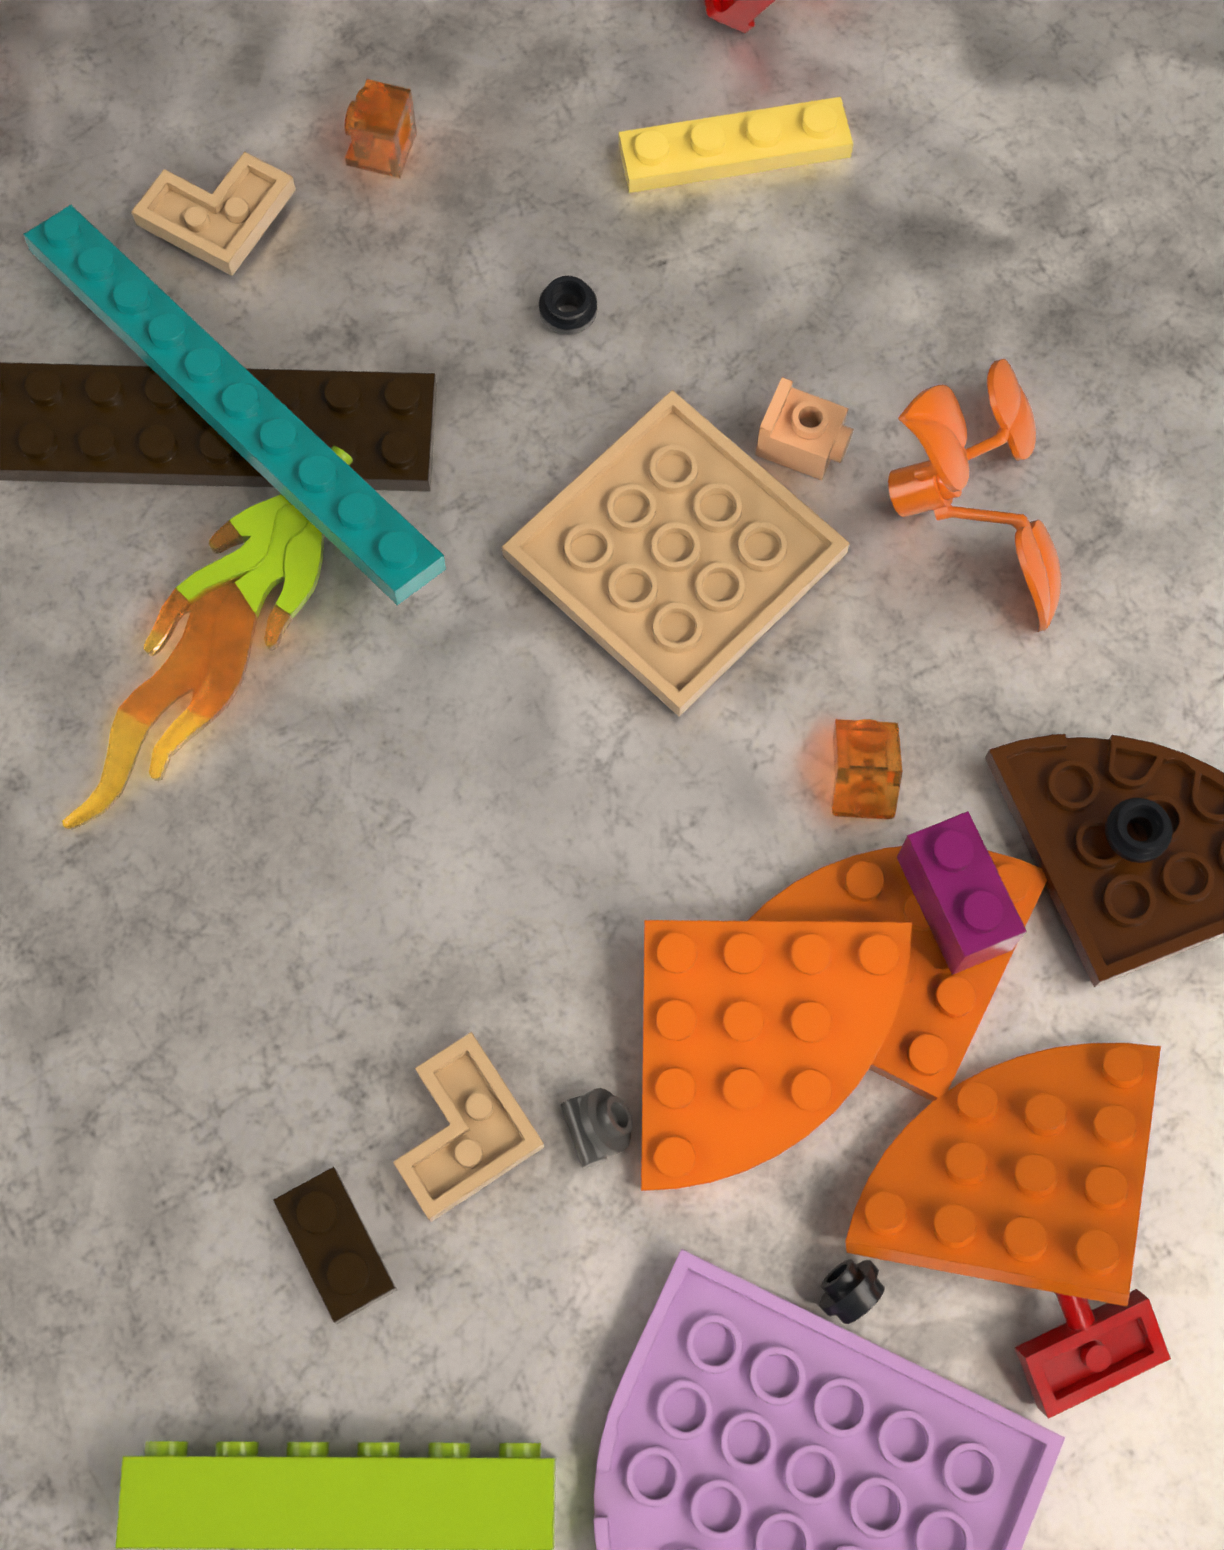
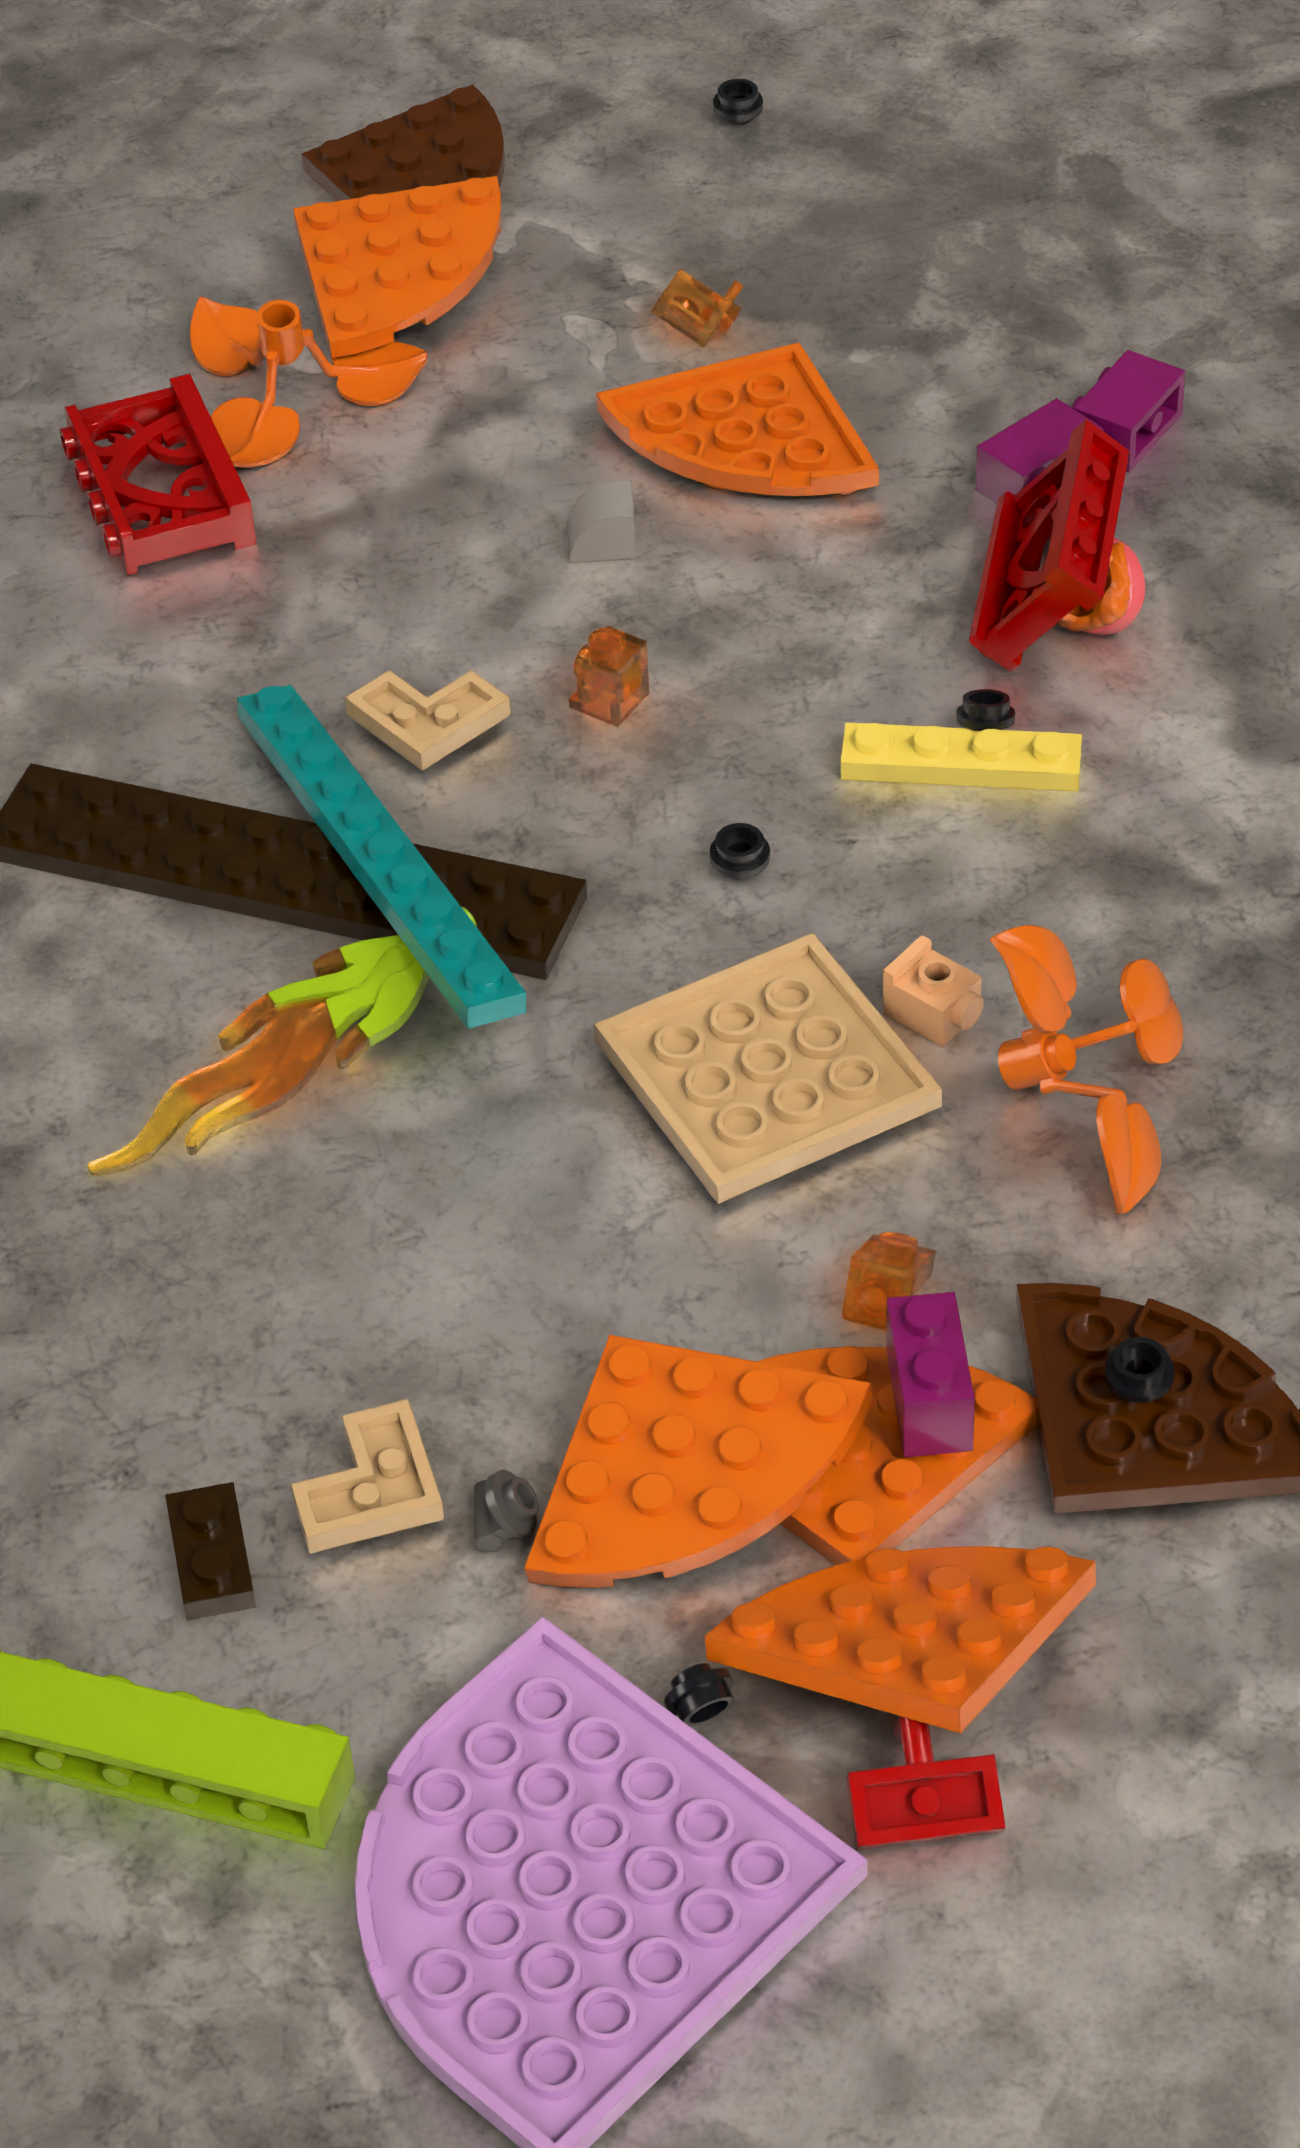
camera: 20 degrees right, 25 degrees down
(745, 90) = (985, 710): none -> black plate

